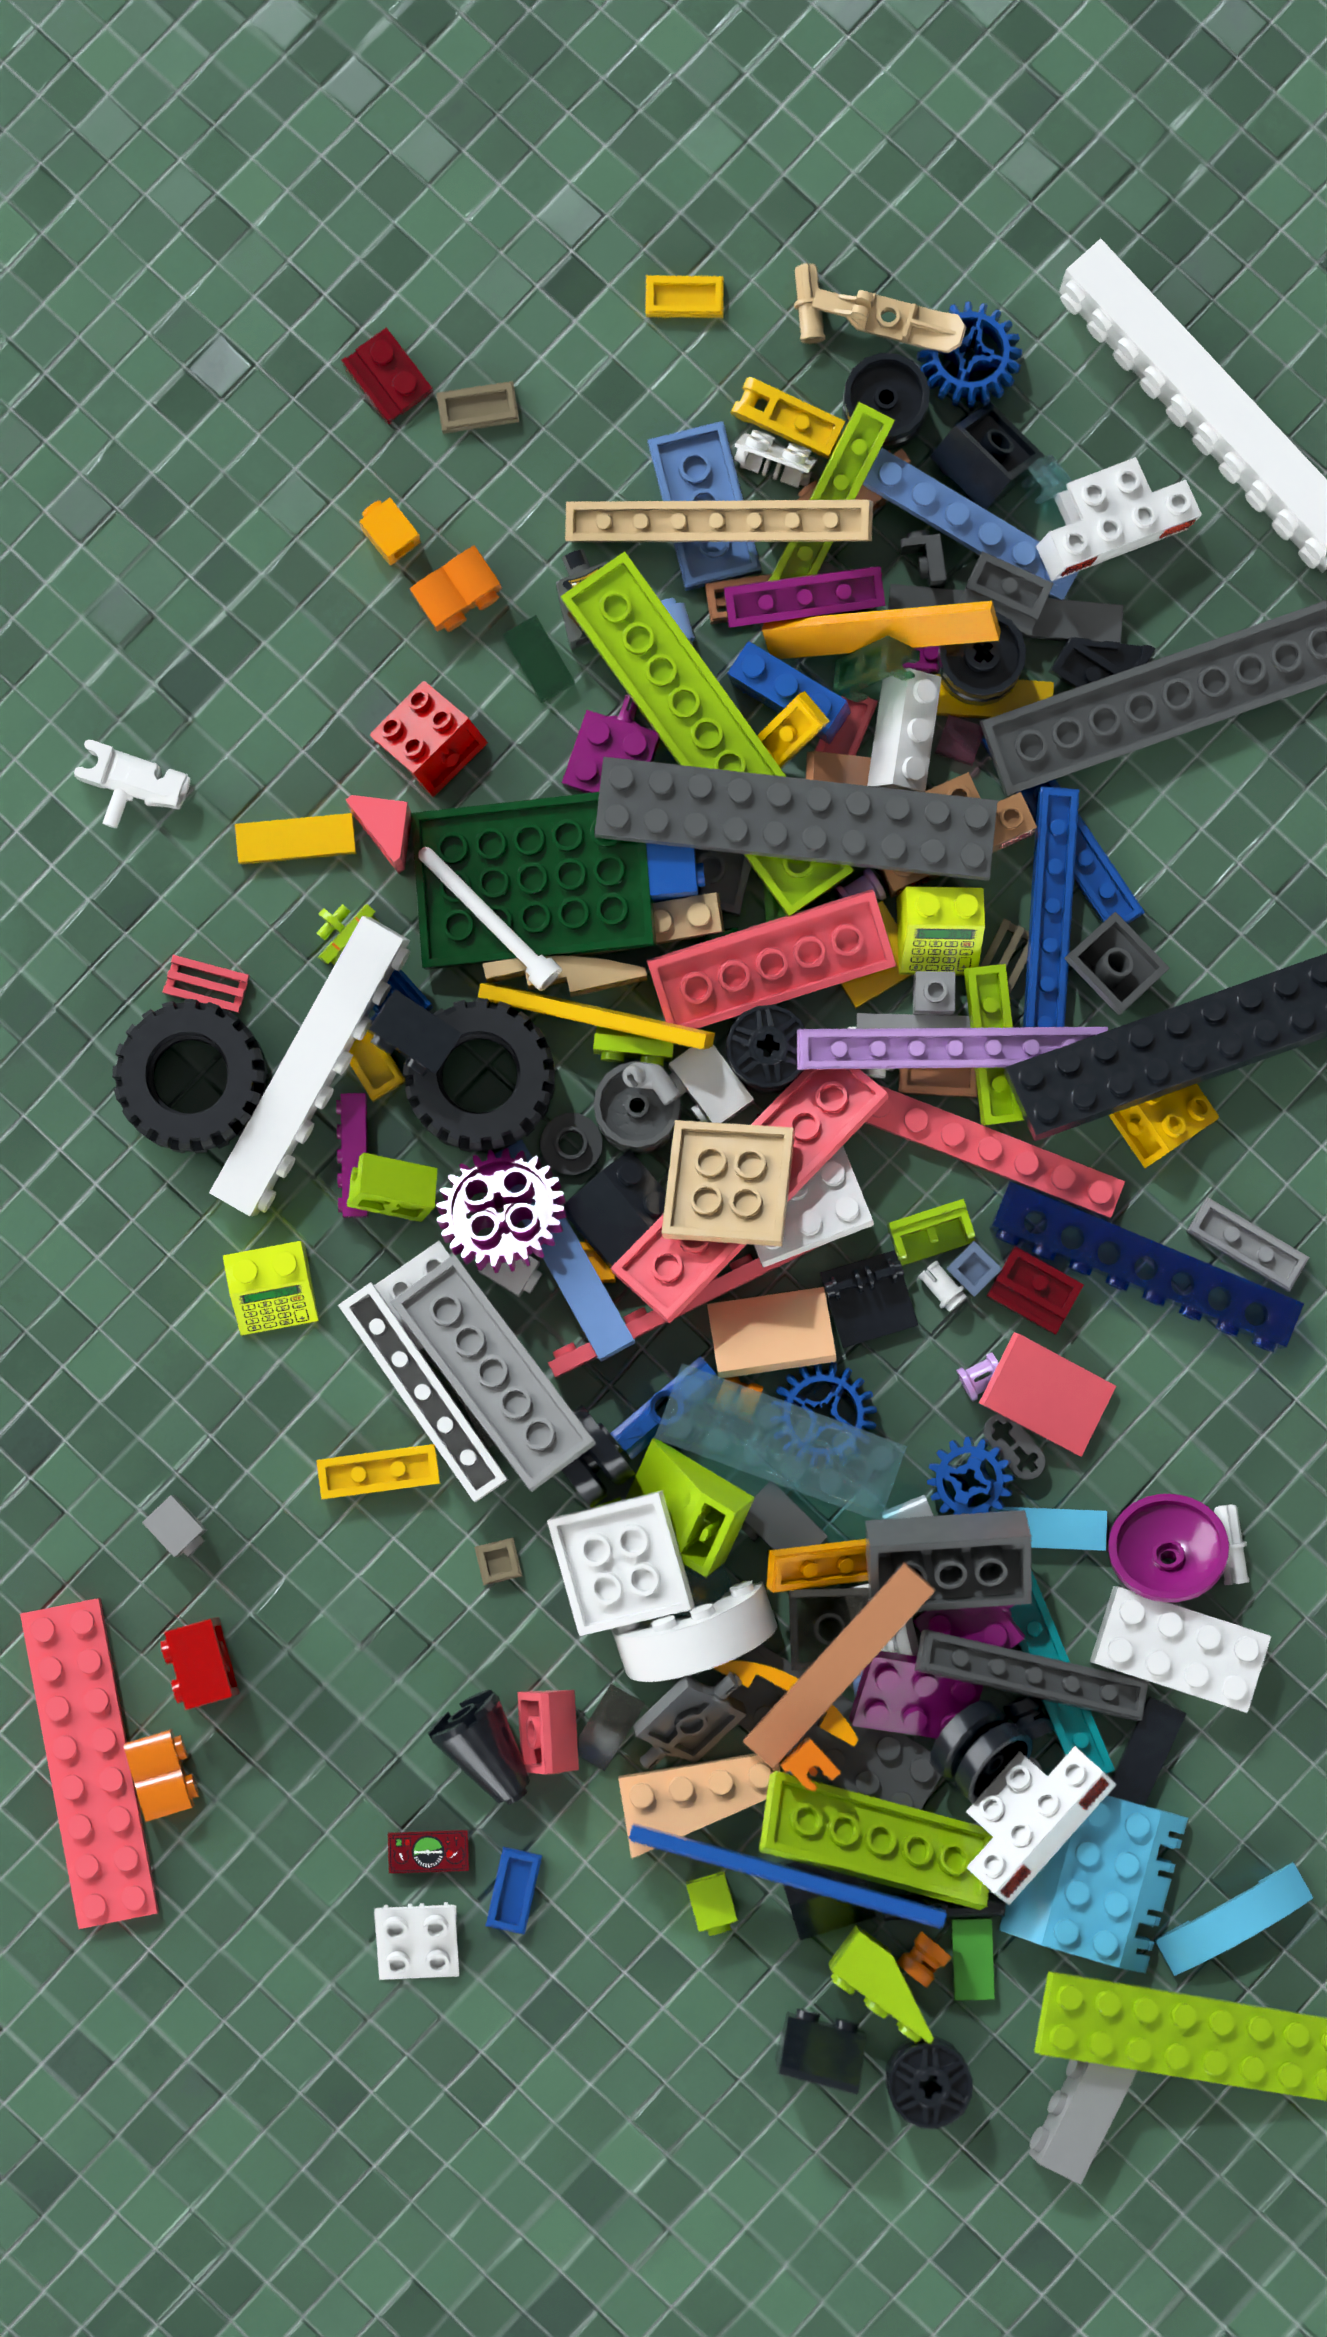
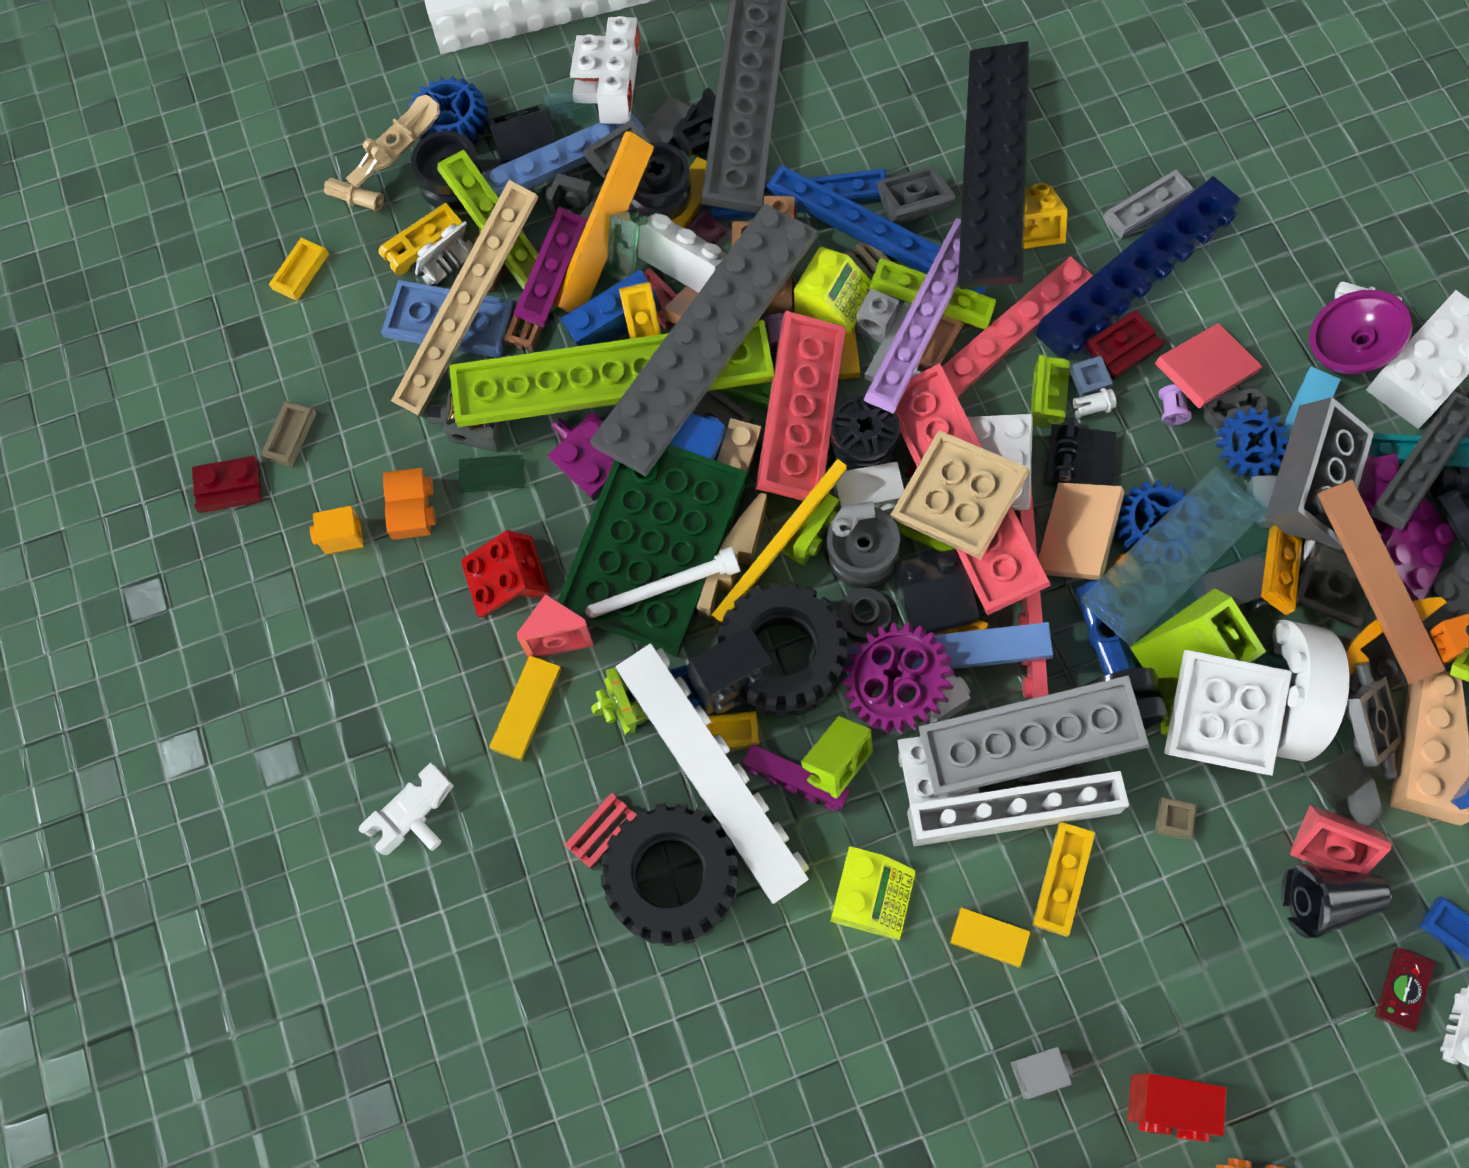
camera: 60 degrees left, 15 degrees down
(285, 1423) = (990, 937): none -> yellow tile

